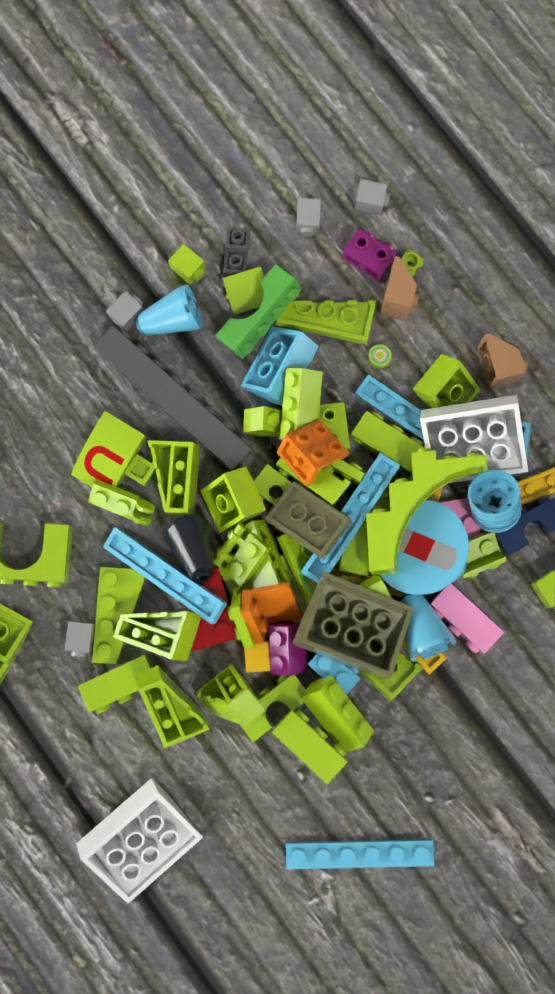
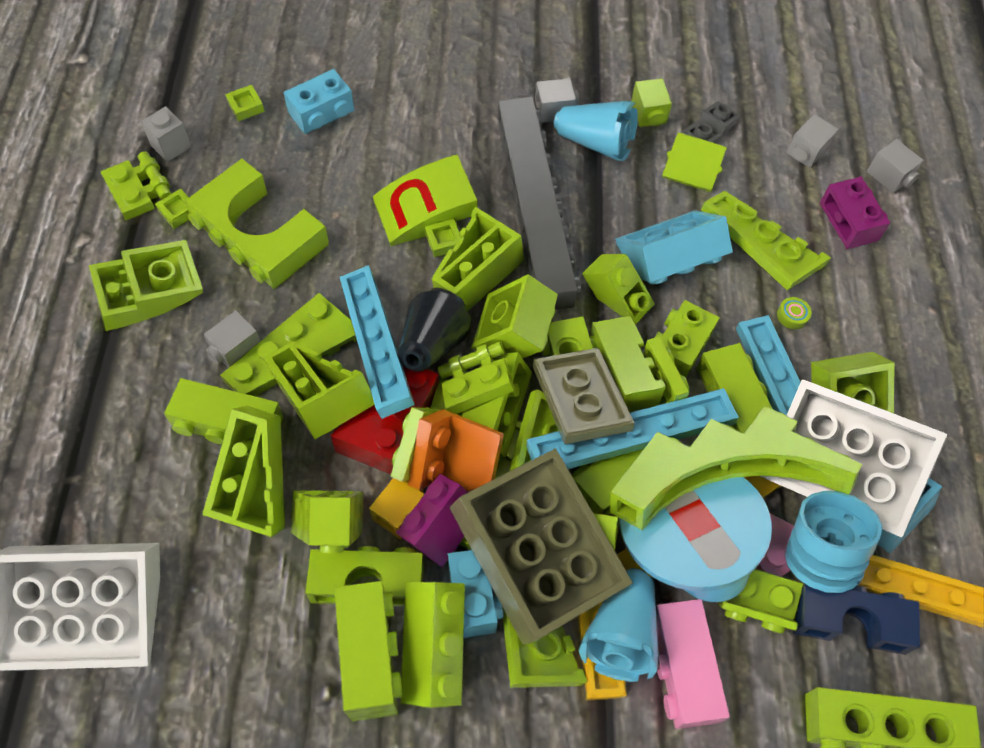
camera: 35 degrees right, 20 degrees down
(121, 502) = (396, 249): lime hinge -> none
(243, 334) = (659, 188): bright green arch -> none
(300, 399) = (668, 284): lime brick -> none
(310, 450) = (639, 319): orange bracket -> none
(400, 292) = (864, 259): medium nougat slope -> none
(417, 262) = (896, 249): lime plate -> none
(500, 362) = (947, 399): medium nougat slope -> none

